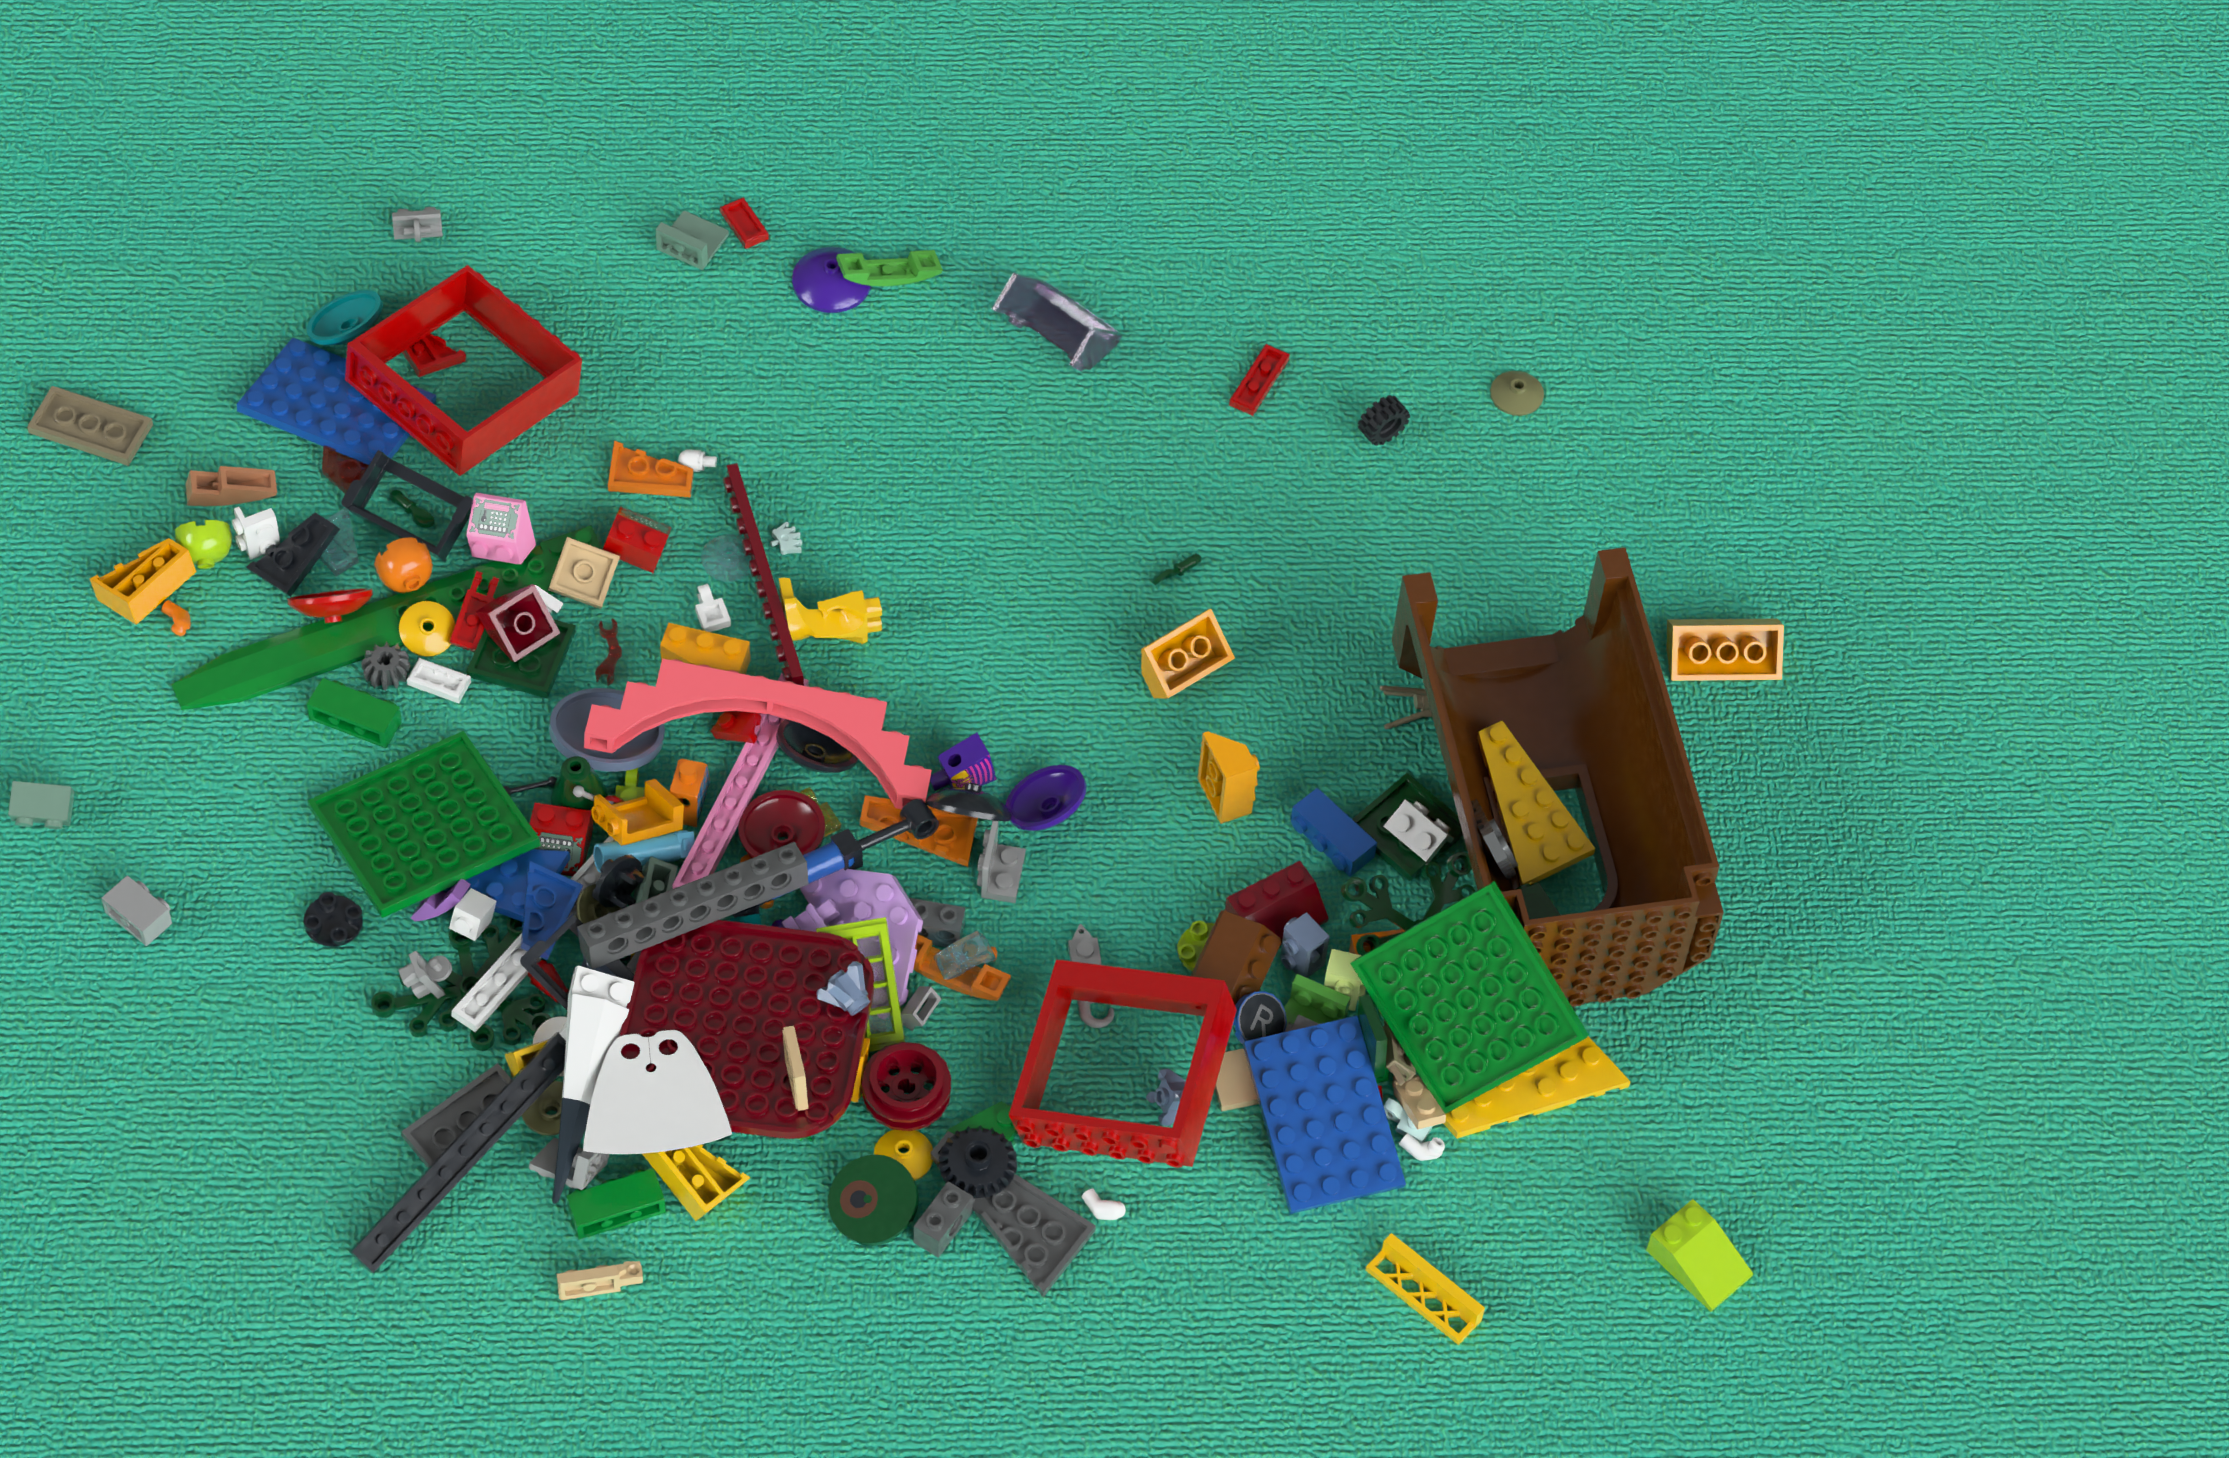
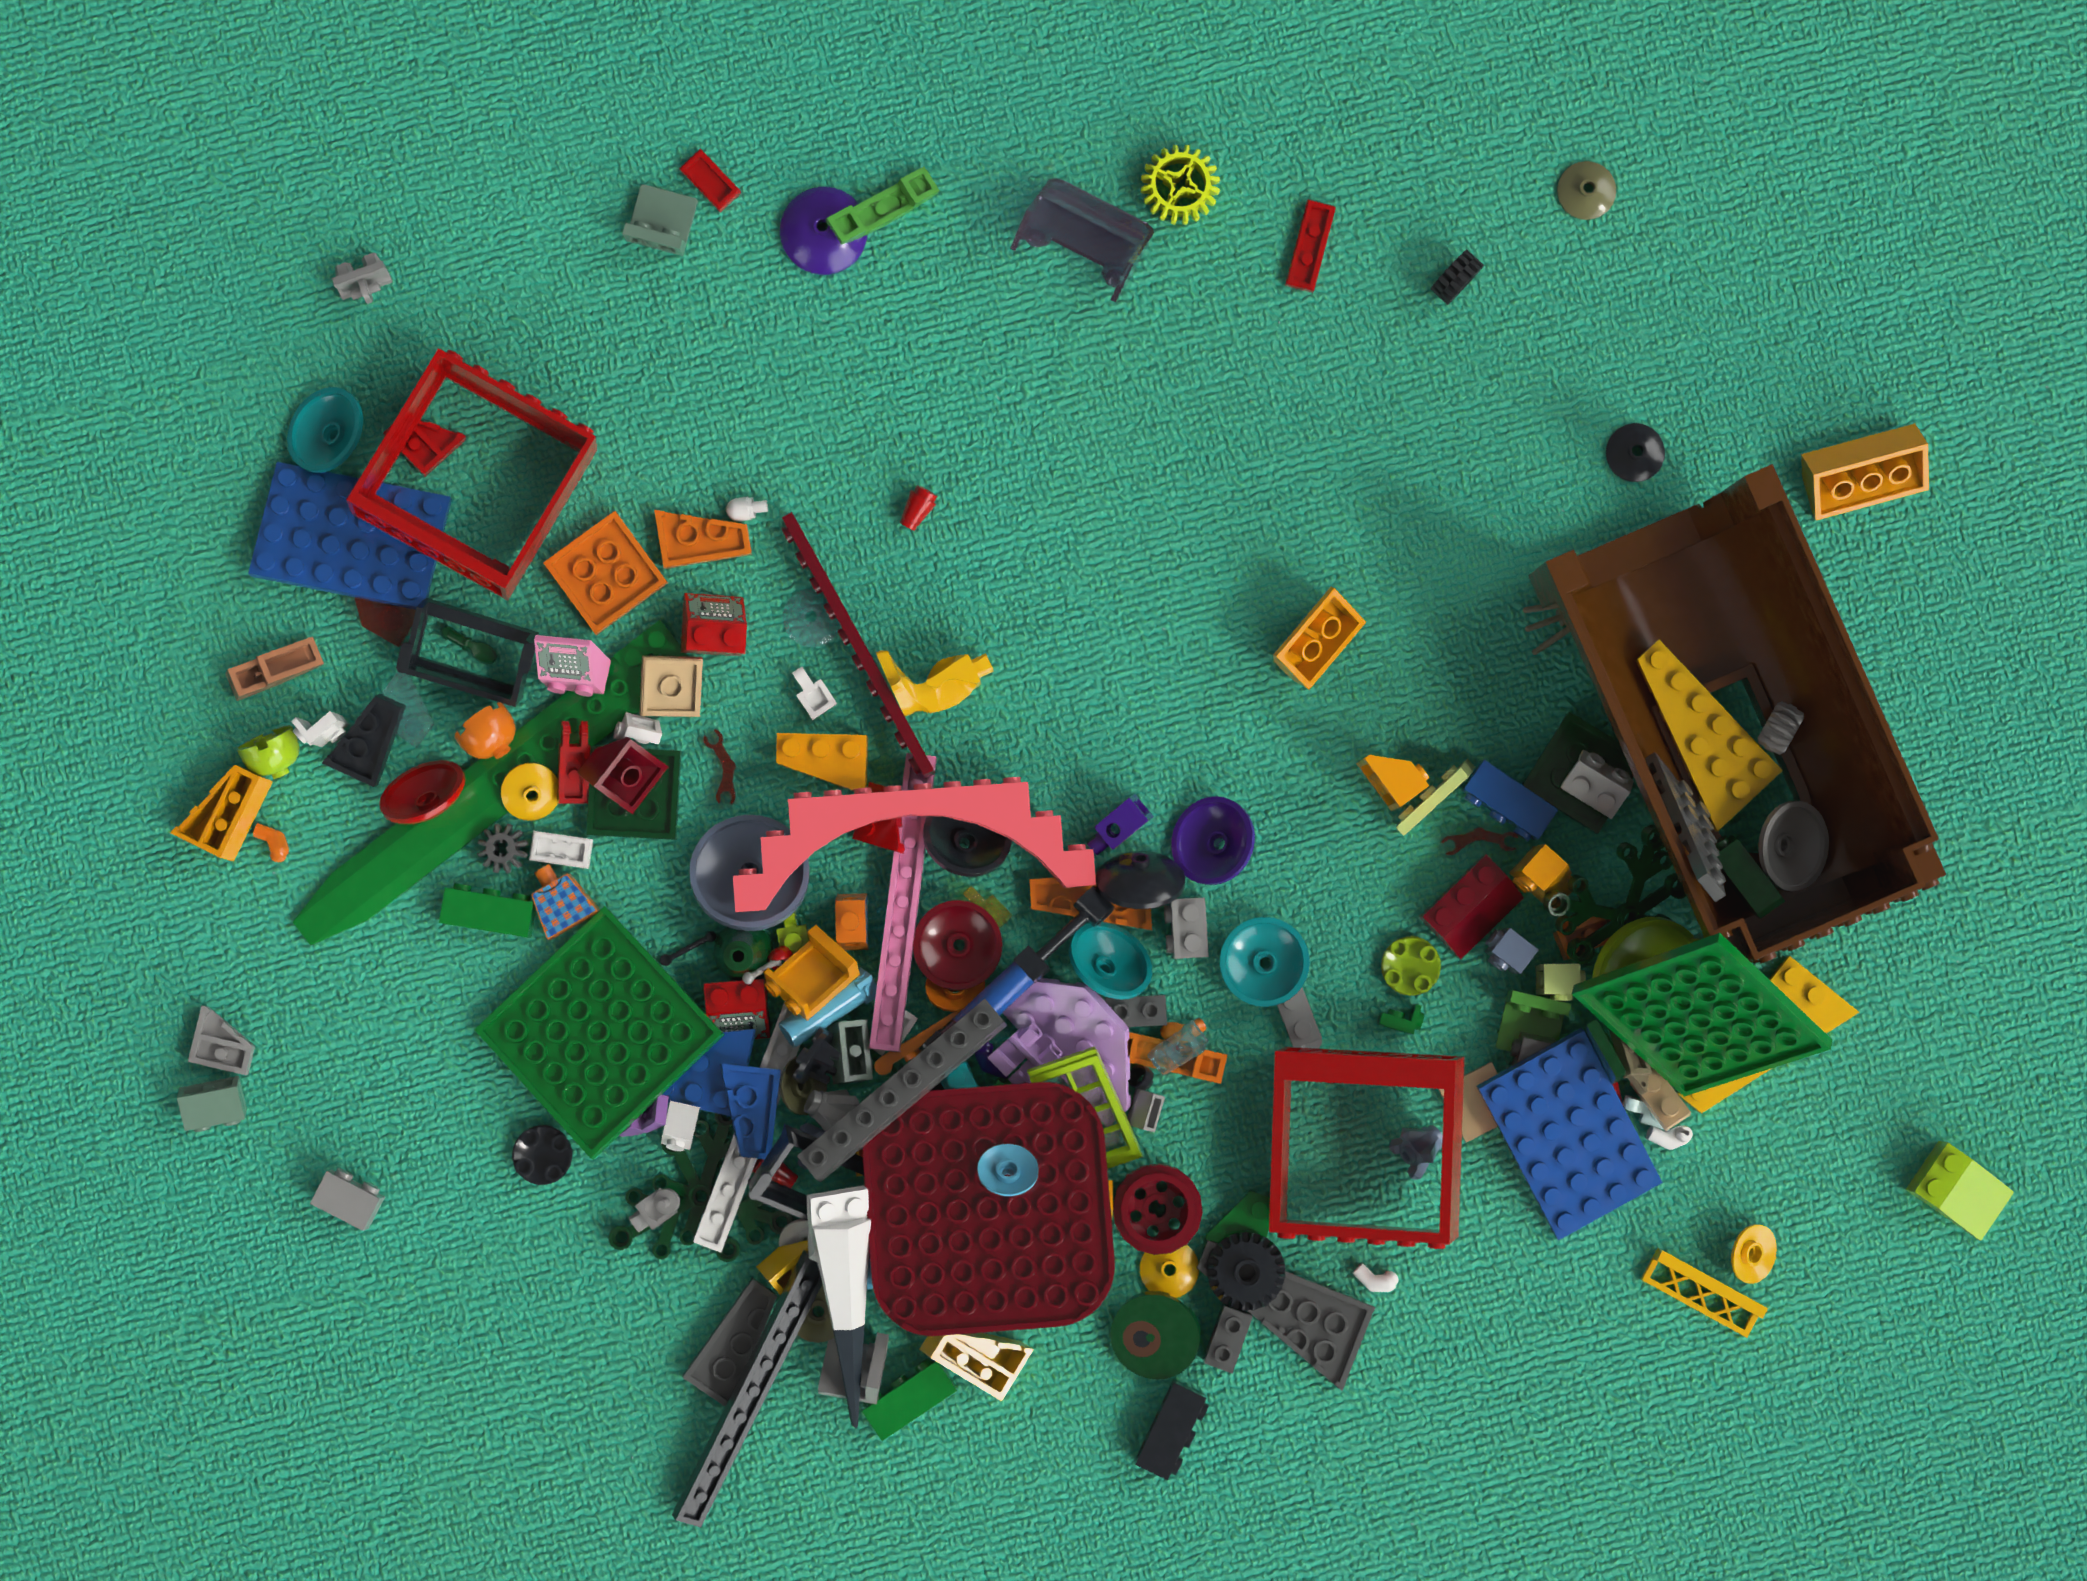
camera: 10 degrees left, 30 degrees up
(66, 764) = (220, 1044): none -> light grey wing
(90, 425) = (103, 629): dark tan plate -> none
(424, 719) = (561, 902): none -> torso
(555, 479) = (605, 572): none -> orange plate
(598, 1280) = (919, 1480): tan hinge -> none
(657, 1109) = (925, 1329): white piece -> none
(772, 987) = (1008, 1160): none -> medium azure dish
(786, 539) = (864, 581): light aqua piece -> none
(795, 1068) = (1057, 1270): tan tile -> none
(846, 989) = (1081, 1157): sand blue rock -> none
(851, 491) = (917, 507): none -> red cone
(864, 1289) = (1171, 1430): none -> black brick
(920, 870) = (1110, 960): none -> teal dish
(923, 978) = (1144, 1072): none -> black hinge
(1067, 894) = (1264, 939): none -> teal dish
(1155, 316) = (1168, 177): none -> neon yellow gear
(1179, 568) = (1281, 514): dark green piece -> none
(1237, 953) = (1447, 992): reddish brown slope -> none
(1259, 1016) = (1486, 1049): black tile -> none
(1262, 808) = (1434, 796): none -> yellowish green wing
(1281, 859) = (1477, 835): none -> clear red piece
(1340, 865) = (1542, 872): none -> light orange wedge
(1490, 1261) = (1753, 1253): none -> yellow dish
(1512, 602) = (1624, 462): none -> black dish
(1588, 888) = (1793, 846): none -> light grey dish
(1599, 807) = (1780, 727): none -> light grey gear

